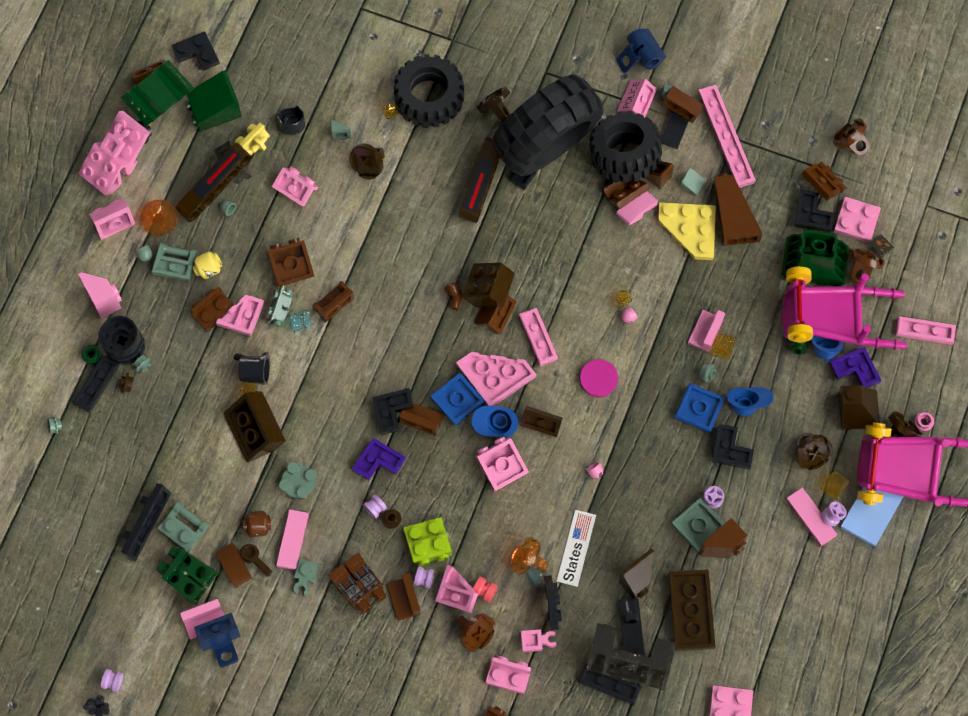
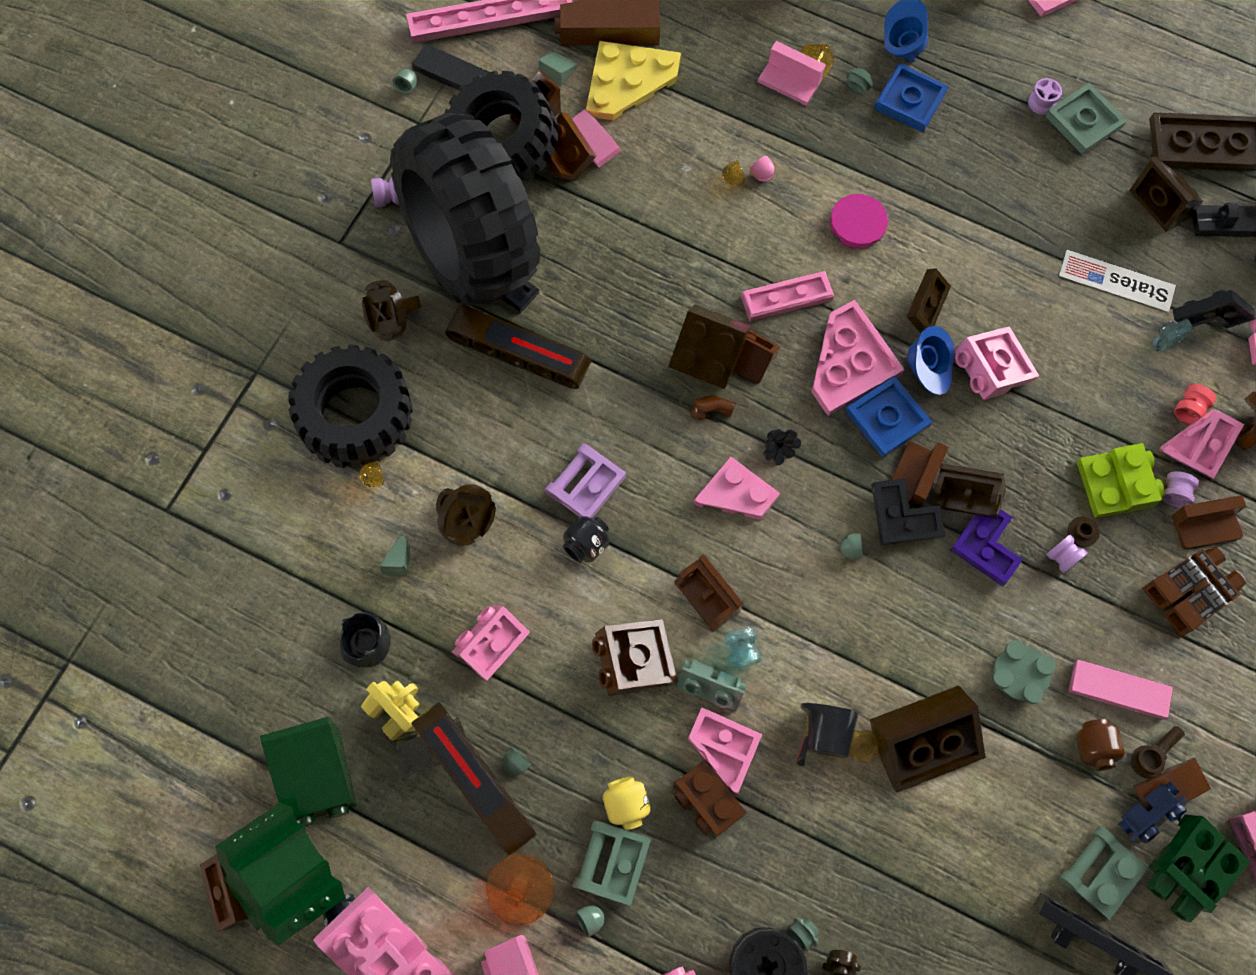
camera: 90 degrees left, 0 degrees up
(196, 46) = (184, 797): black plate -> none
(211, 547) = (1146, 823): none -> dark blue hinge
(305, 573) = (1178, 673): sand green plate -> none
(359, 229) = (586, 539): none -> black head
(369, 382) = (852, 546): none -> sand green hinge
(394, 232) = (592, 489): none -> lavender plate
(400, 314) = (738, 491): none -> bright pink wing
(408, 444) = (970, 490): none -> dark brown hinge
(431, 335) = (780, 445): none -> black plant
(526, 556) = (1148, 338): clear orange tile -> none
(595, 470) = (999, 236): bright pink hinge -> none
(637, 97) = (400, 114): bright pink panel -> none
(642, 49) = (334, 99): dark blue piece -> none
(682, 104) = (435, 56): reddish brown panel -> none
(725, 542) = (1121, 78): reddish brown slope -> none
(727, 453) = (973, 73): black plate -> none

